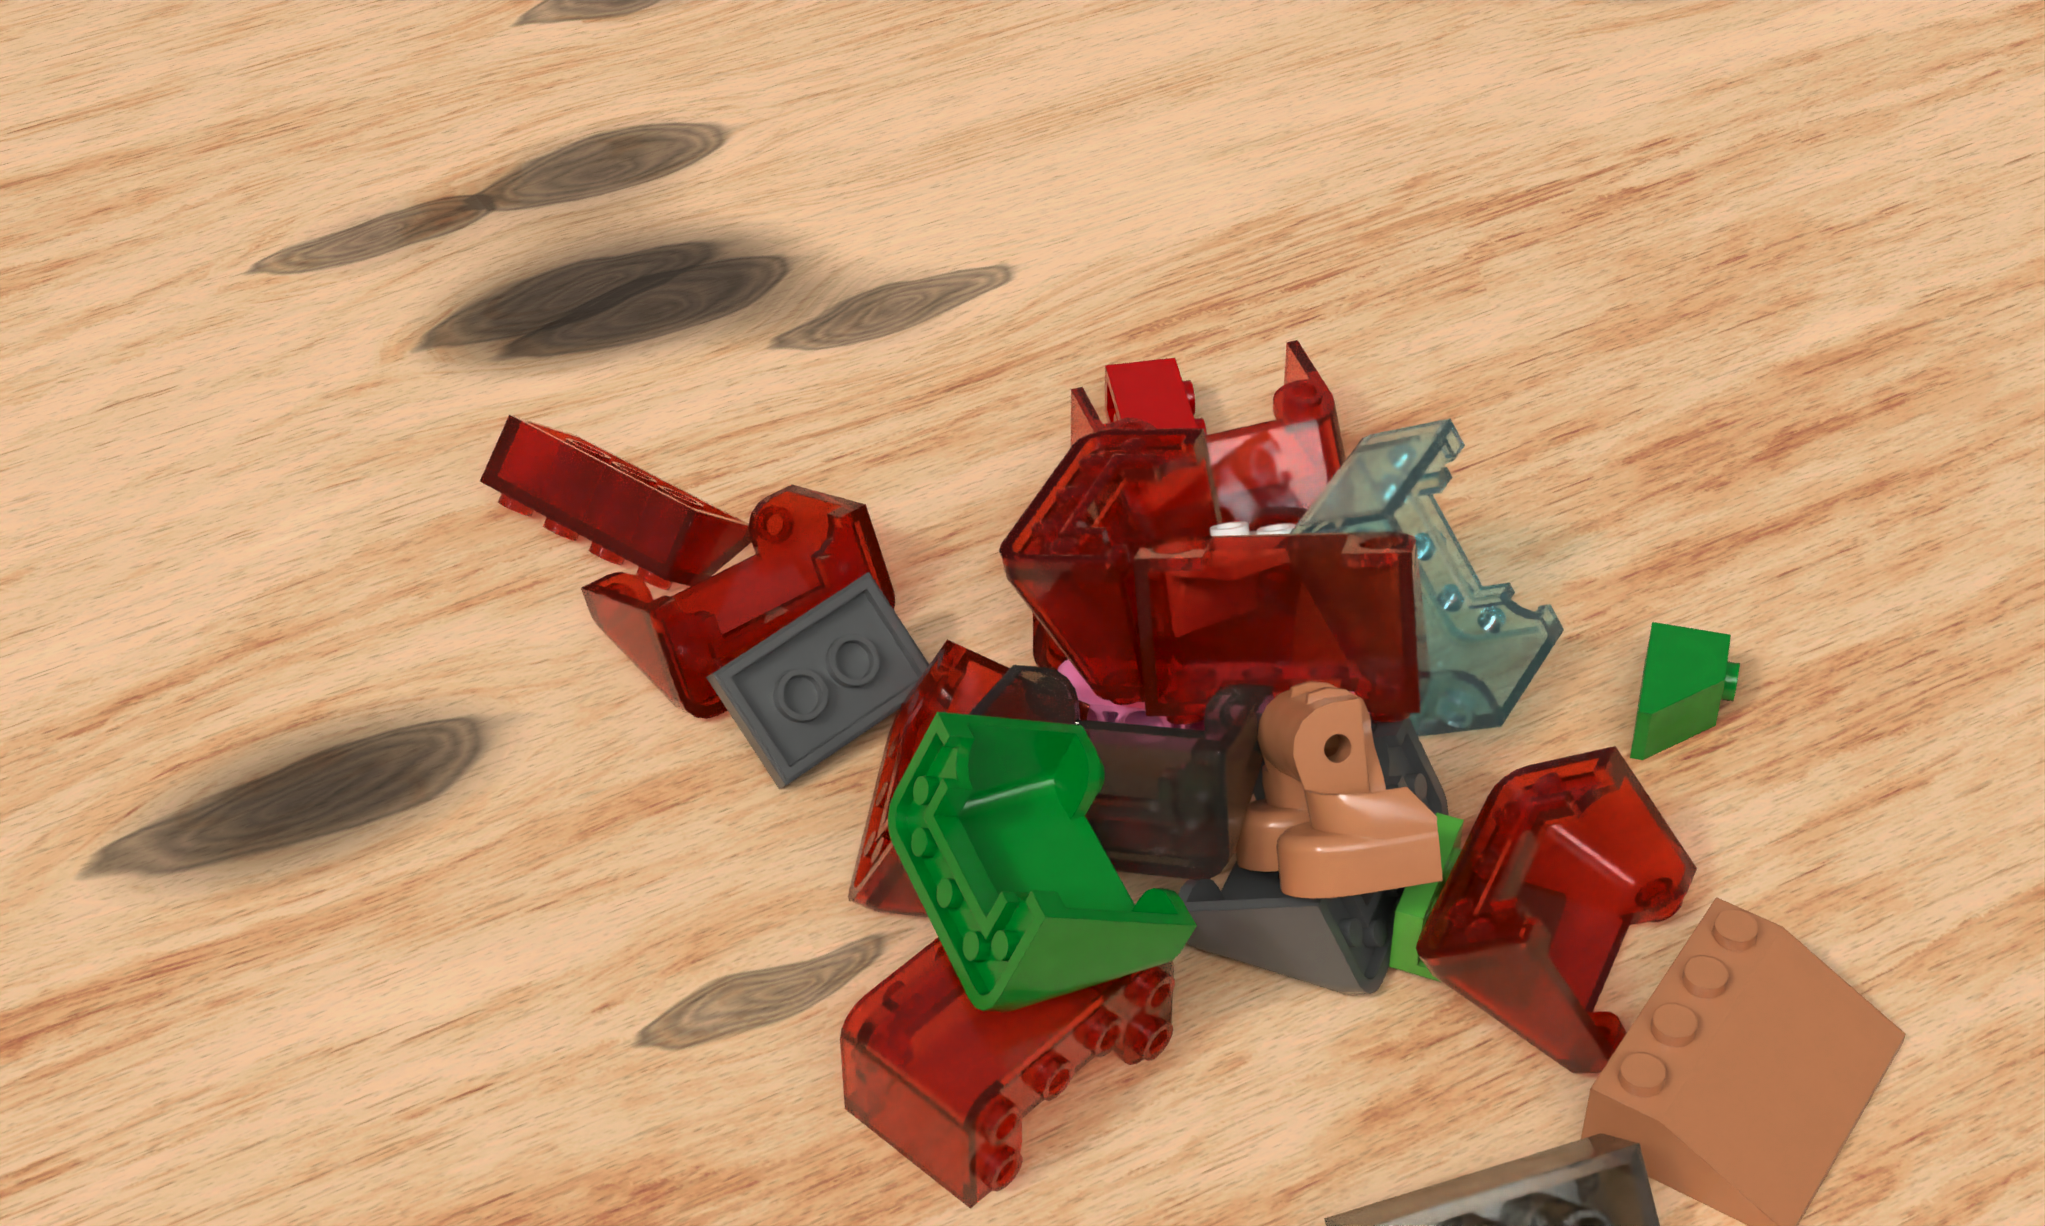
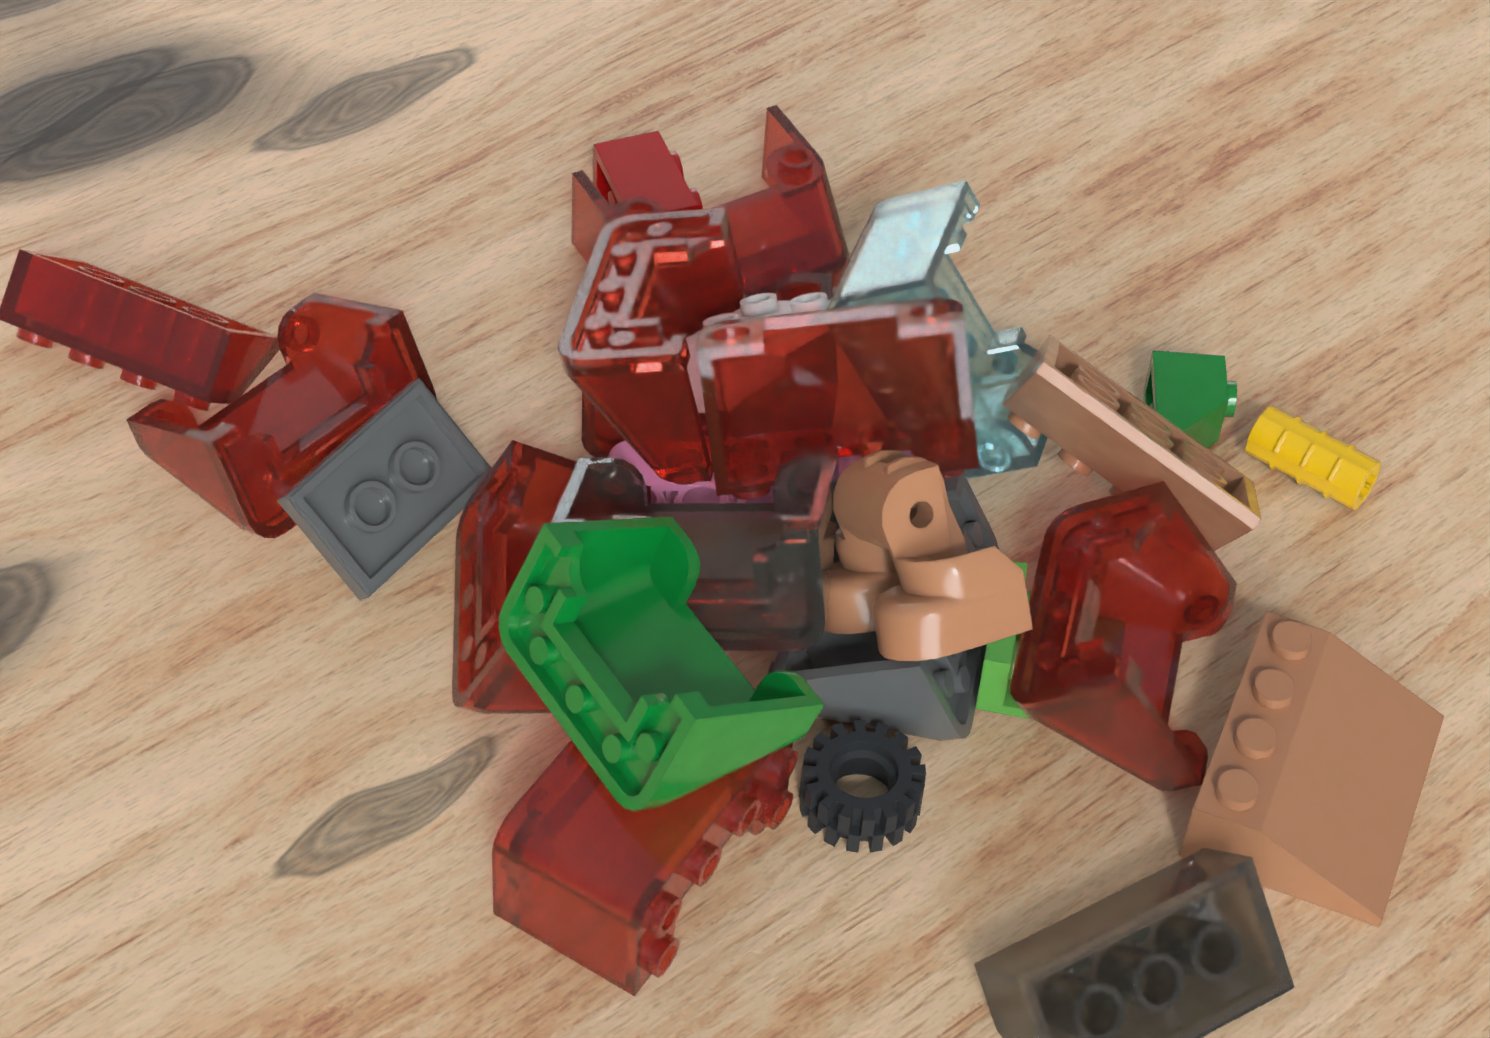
camera: 15 degrees left, 5 degrees up
(1243, 1059) = (855, 816): none -> black tyre
(1593, 703) = (1127, 441): none -> nougat slope
(1812, 750) = (1313, 457): none -> yellow axle

